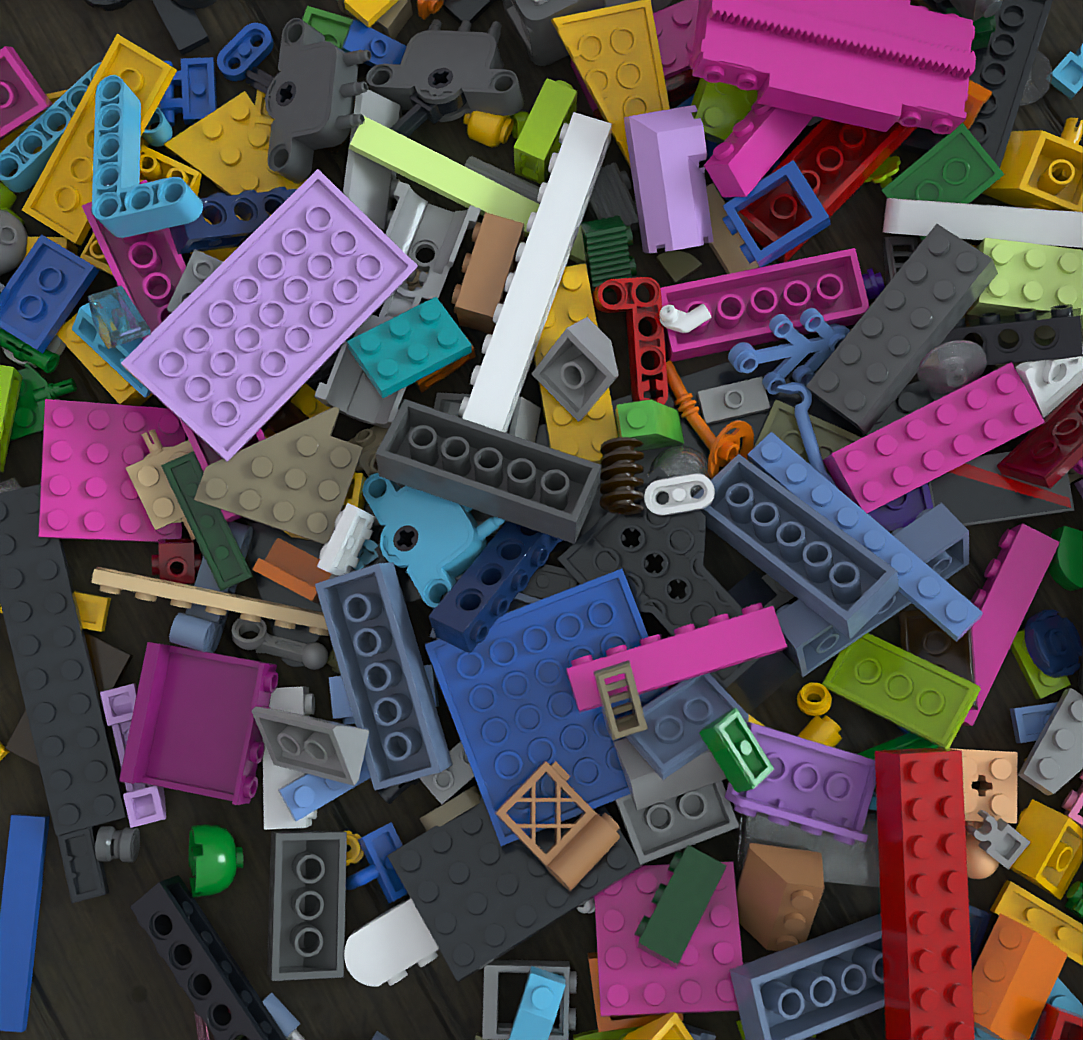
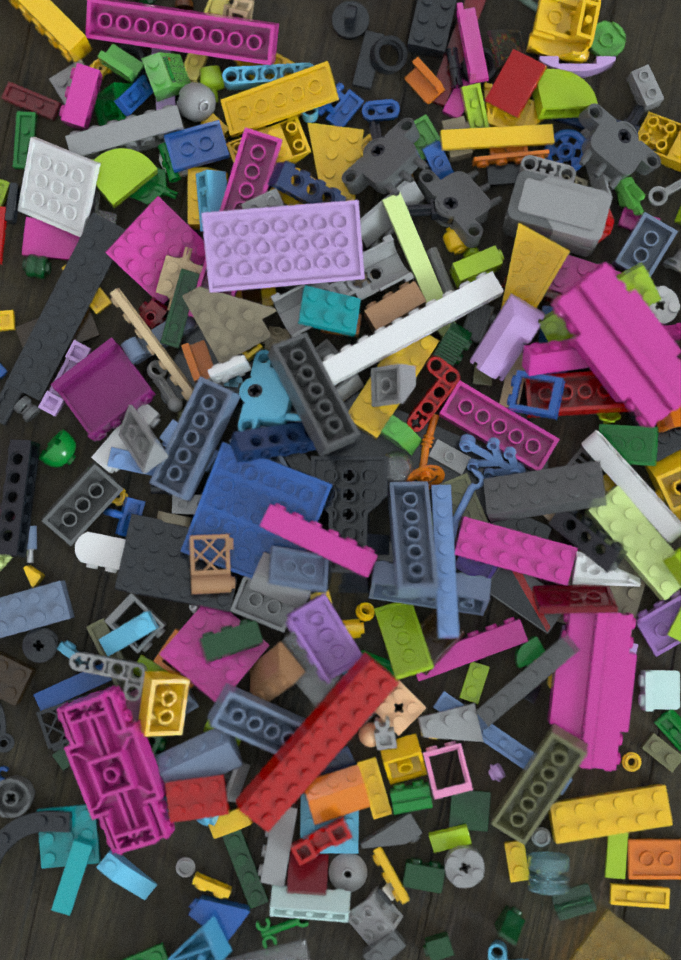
camera: 40 degrees right, 5 degrees up
(116, 317) = (216, 191): clear light blue slope -> none
(117, 195) = (261, 139): medium azure beam -> none
(619, 476) = (366, 445): dark brown piece -> none
(624, 725) = (273, 548): dark tan slope -> none
(679, 494) = (383, 476): white plate -> none
(682, 321) = (455, 404): white arm -> none
(736, 751) = (308, 599): green slope -> none
(873, 284) = (556, 460): dark purple plate -> none
(951, 366) = (551, 526): clear dish -> none
(1053, 643) = (485, 680): dark blue tile -> none

